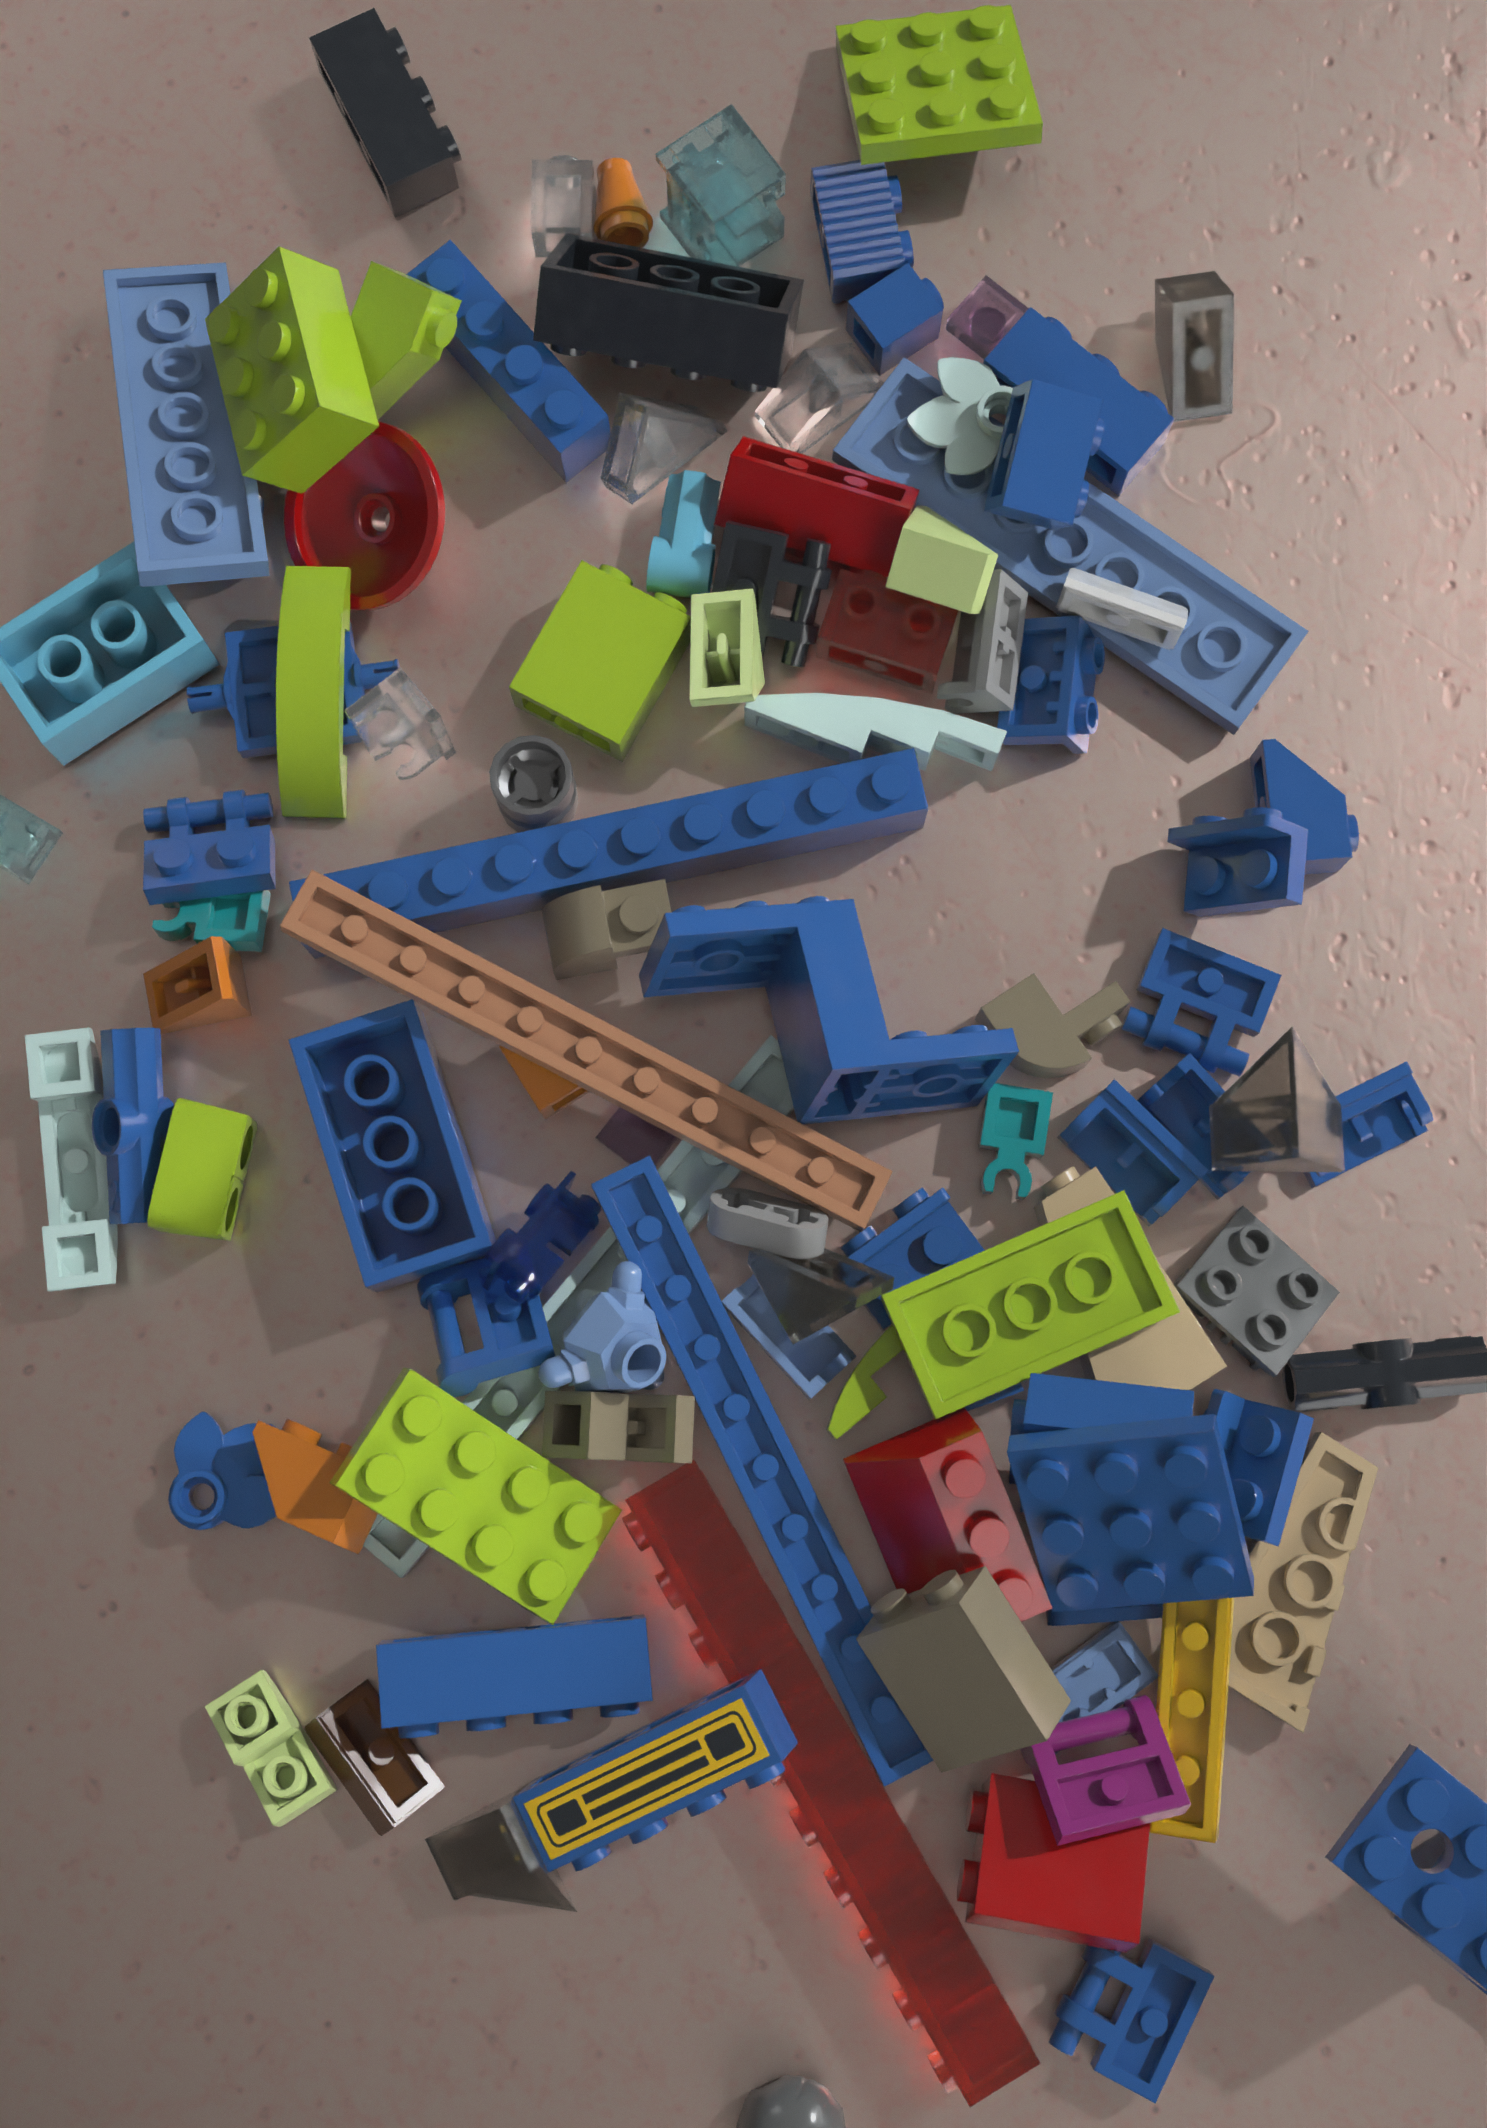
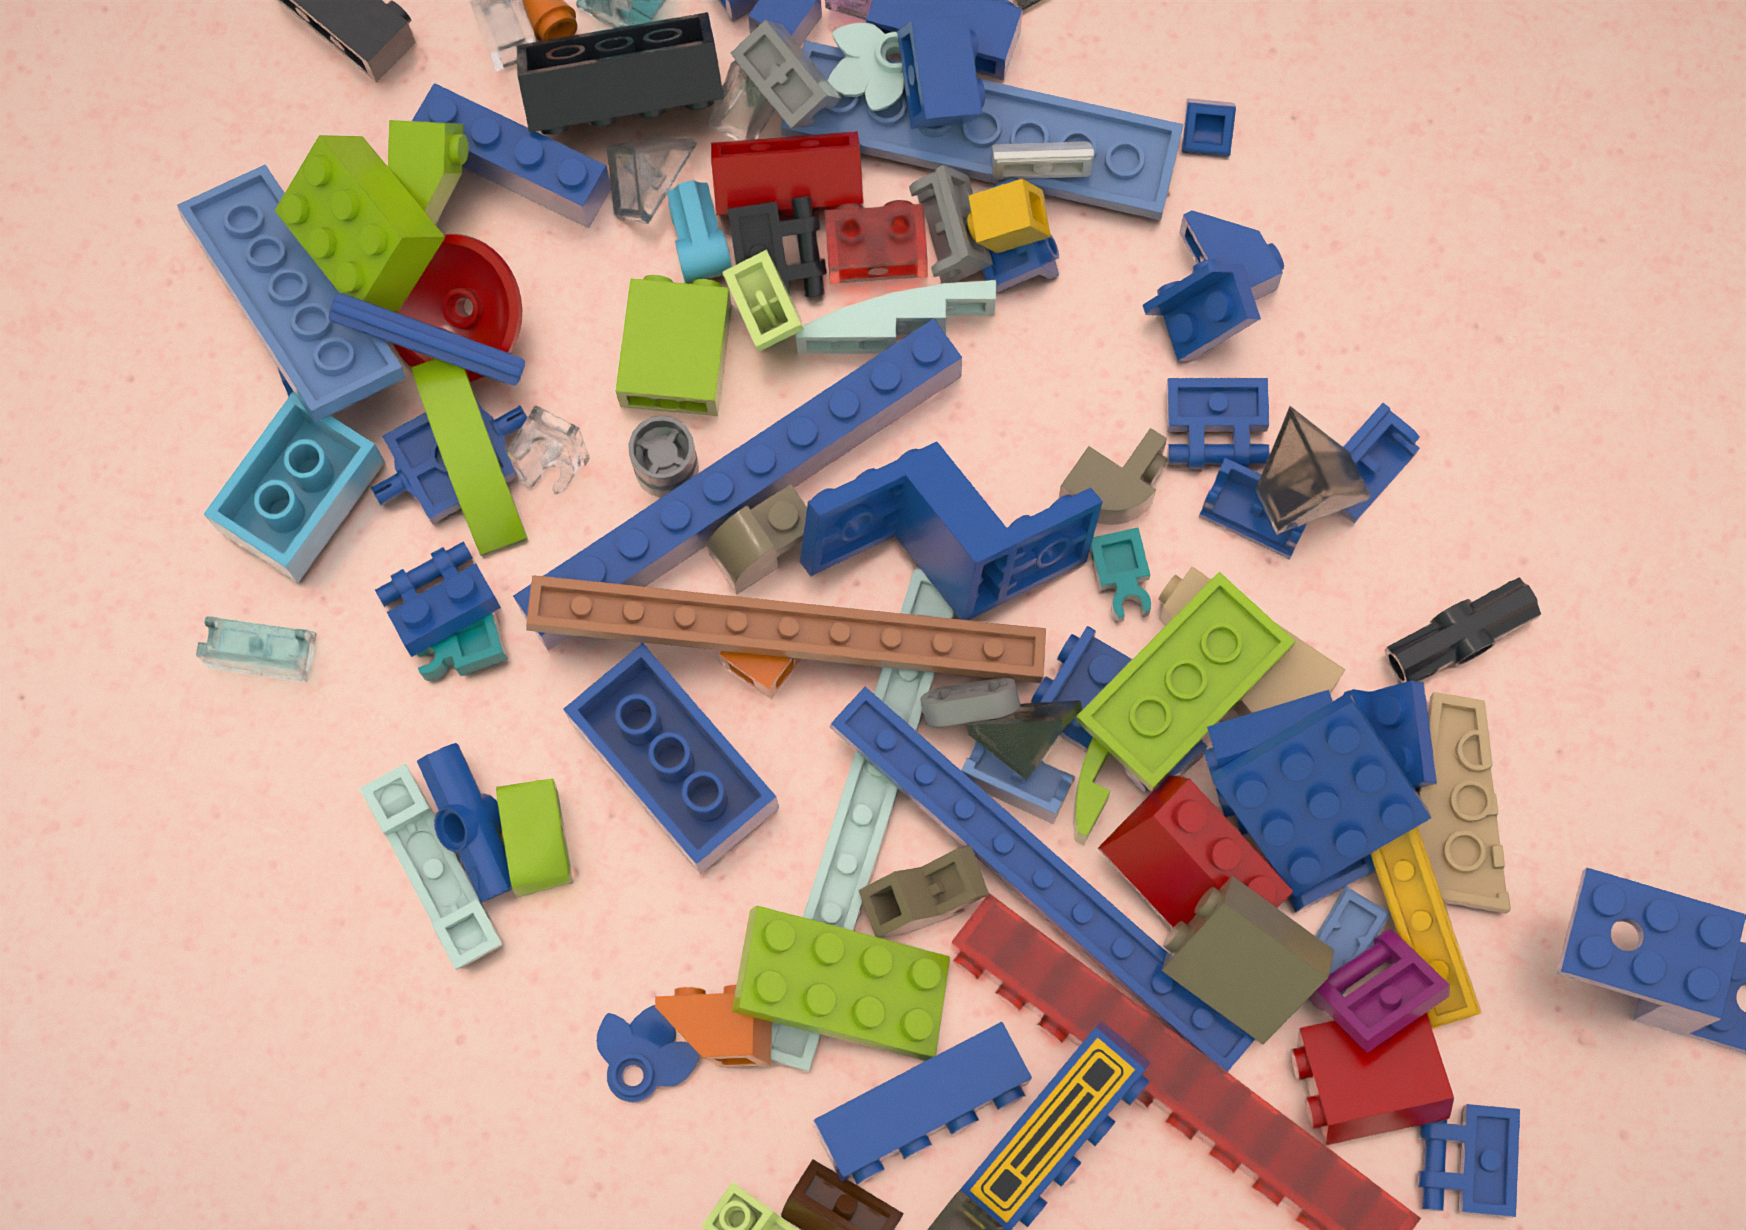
camera: 20 degrees left, 5 degrees down
(198, 987) = (470, 705): orange slope -> none
(311, 539) = (426, 339): none -> blue axle
(511, 1332) = (805, 844): blue plate -> none
(523, 1256) = (801, 798): clear blue hinge -> none
(611, 1342) = (893, 831): medium blue rock -> none
(634, 1138) = (843, 682): tile -> none
(860, 387) = (785, 74): none -> light grey hinge
(941, 563) = (898, 177): yellowish green slope -> none
(1053, 660) = (1008, 216): none -> yellow brick
(1133, 1152) = (1213, 545): blue hinge -> none
(1256, 1292) = (1345, 612): dark grey hinge -> none
(1337, 645) = (1208, 126): none -> blue slope

